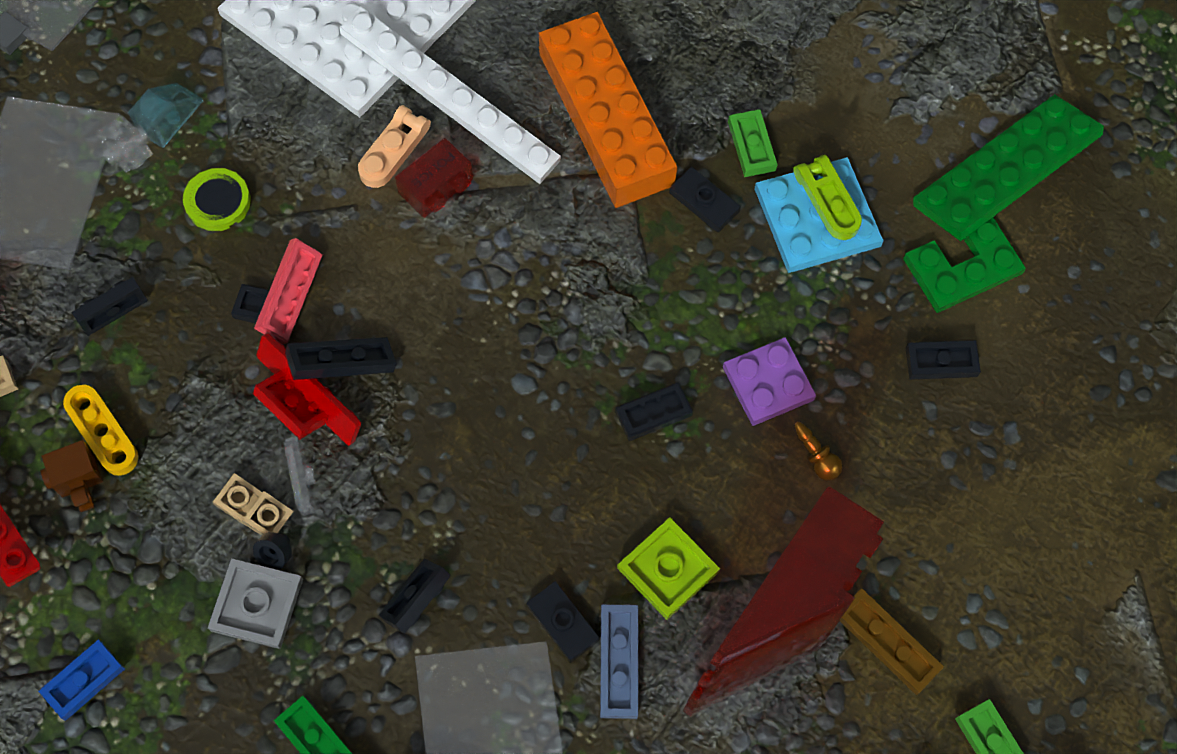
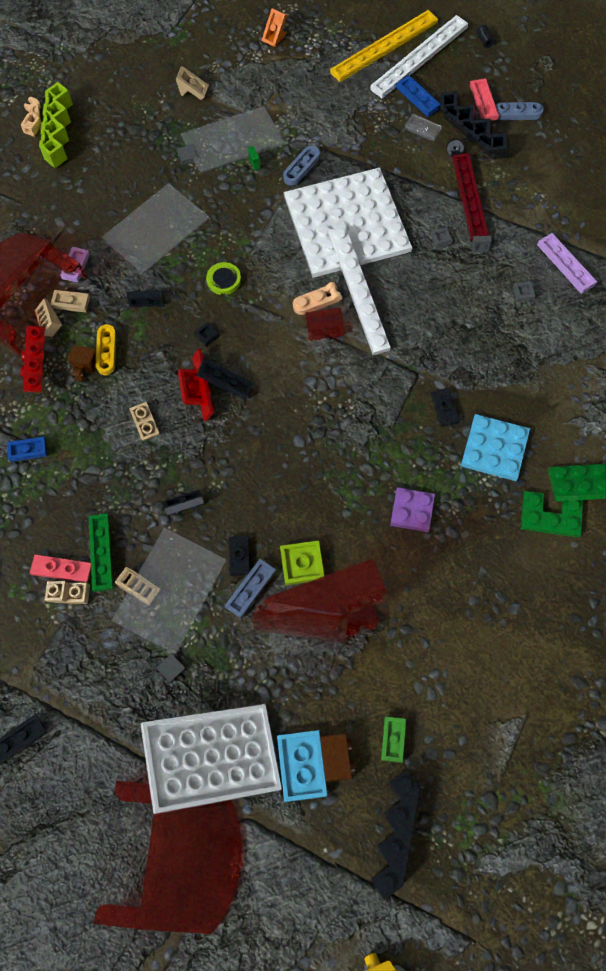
camera: 40 degrees right, 0 degrees up
(124, 144) = (199, 231): clear brick -> none
(164, 111) = (227, 226): clear light blue slope -> none
(255, 603) = (116, 462): light grey plate -> none
(272, 550) = (139, 444): black tile -> none
(288, 291) = (224, 336): coral plate -> none
(301, 476) = (172, 420): clear plate -> none
(607, 110) = (427, 338): orange brick -> none
(653, 411) = (347, 489): black plate -> none
(752, 143) = (487, 394): bright green plate -> none
(826, 464) = (411, 564): pearl gold bar -> none
(829, 197) = (503, 441): lime plate -> none
(890, 642) = (379, 662): pearl gold plate -> none
(942, 360) = (504, 552): black plate -> none

